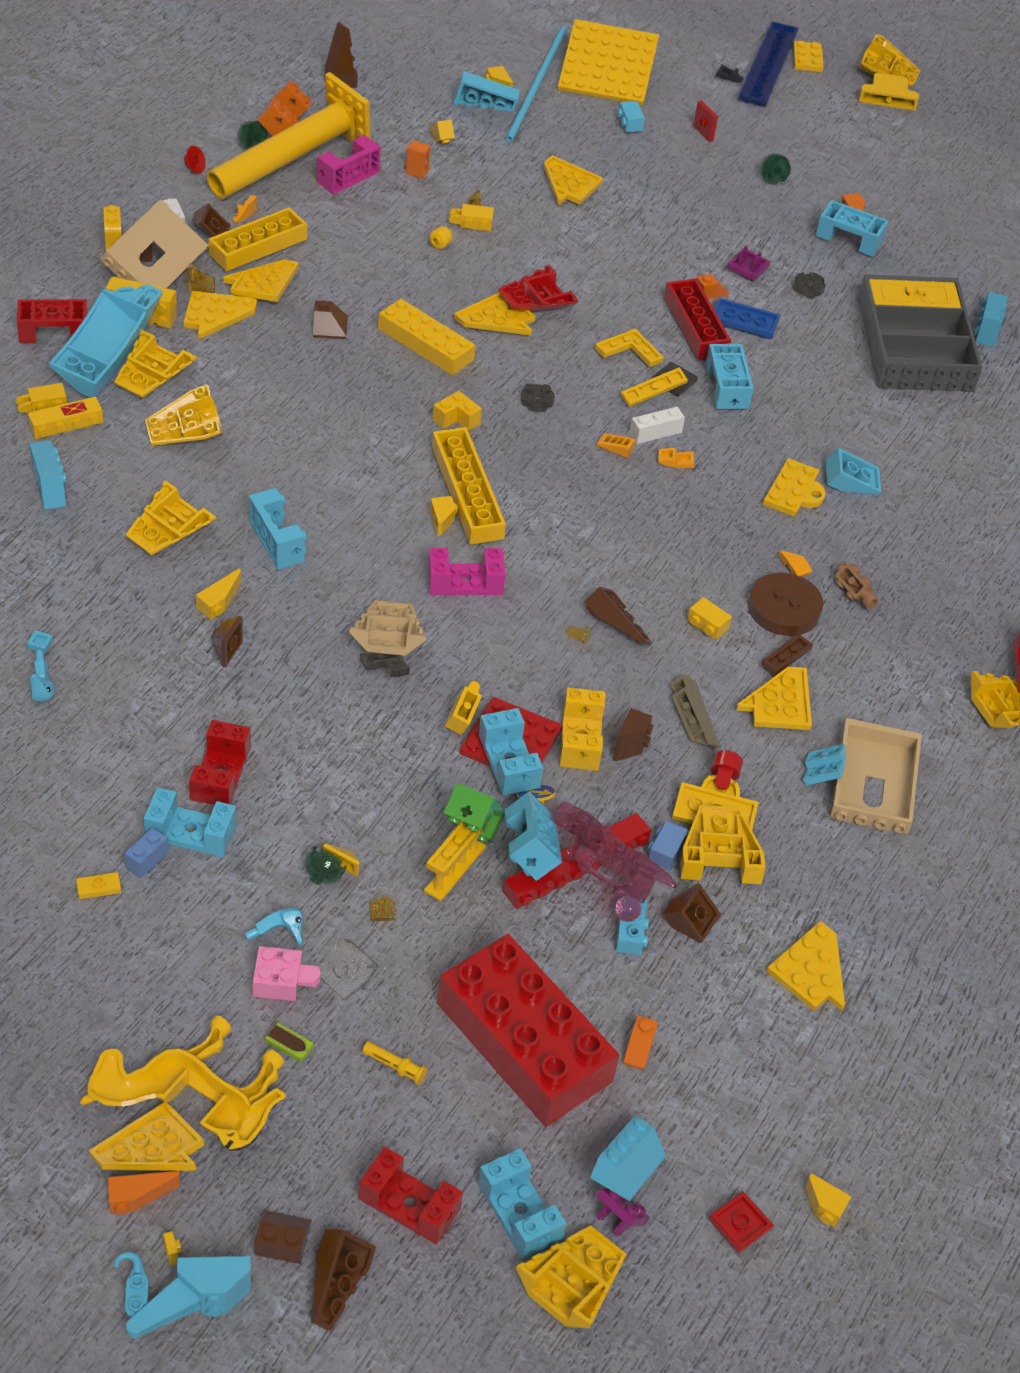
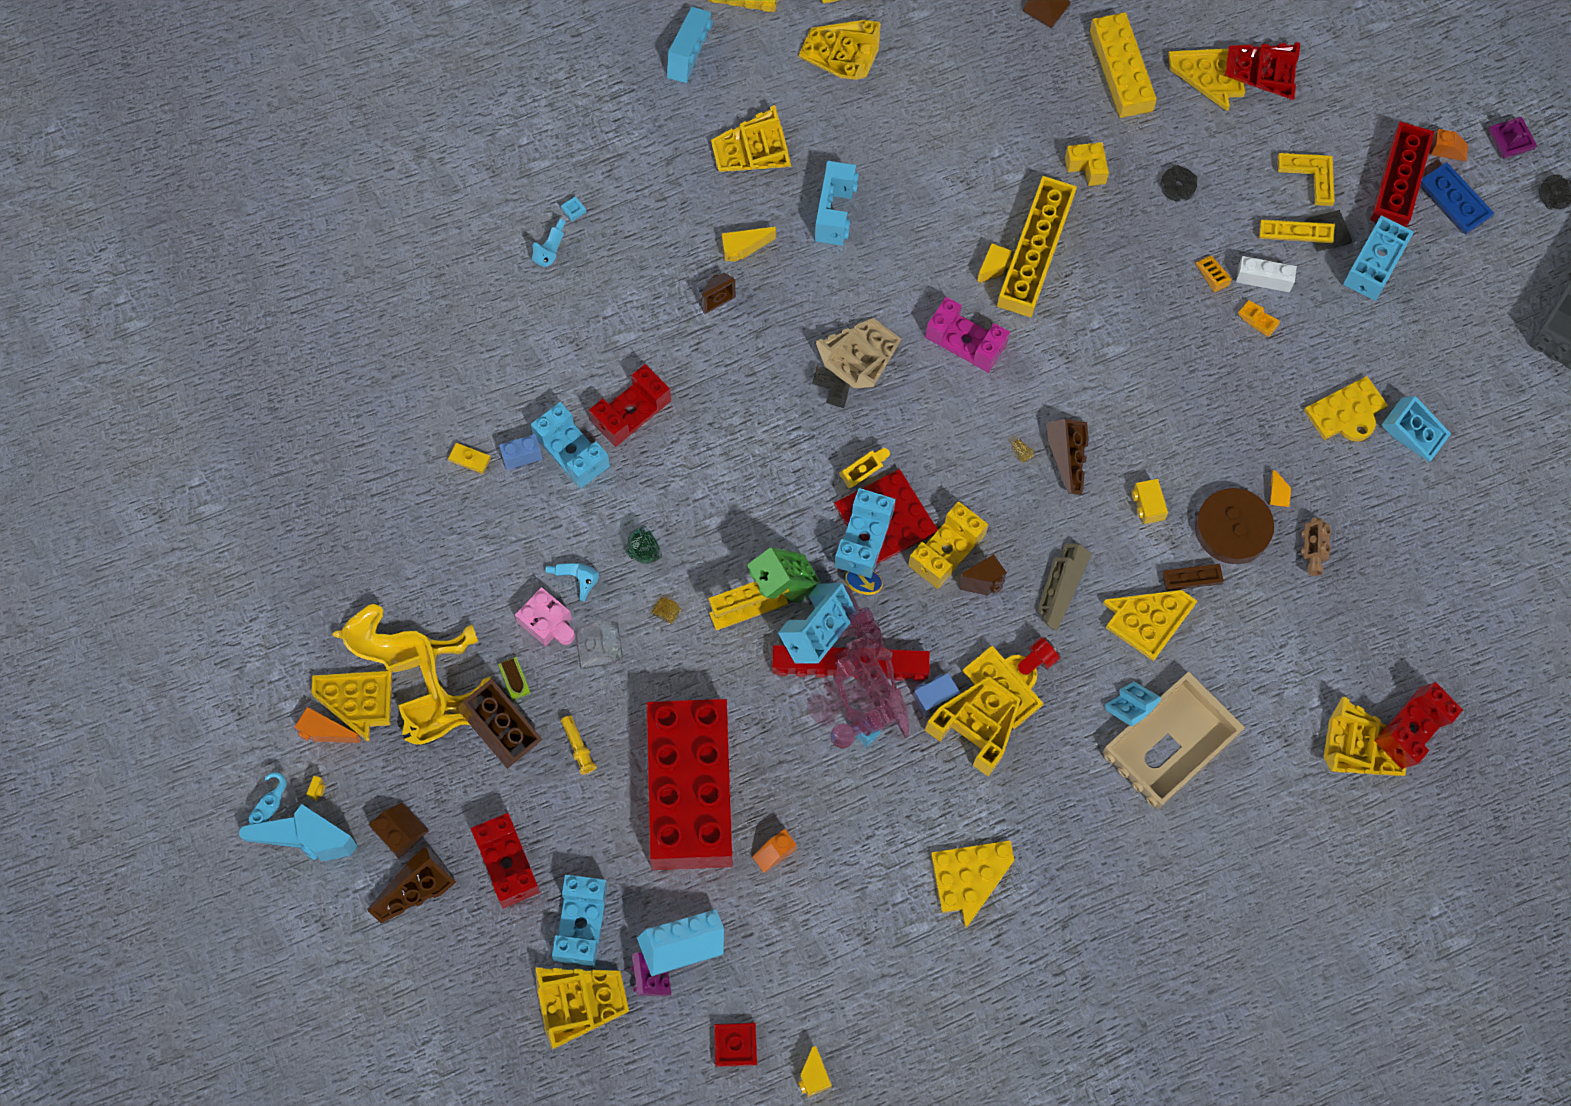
camera: 40 degrees right, 20 degrees up
(313, 1079) = (499, 723): none -> reddish brown brick
(346, 856) = (669, 545): yellow slope -> none
(631, 935) = (842, 759): medium azure brick -> none
(692, 913) = (907, 768): reddish brown slope -> none

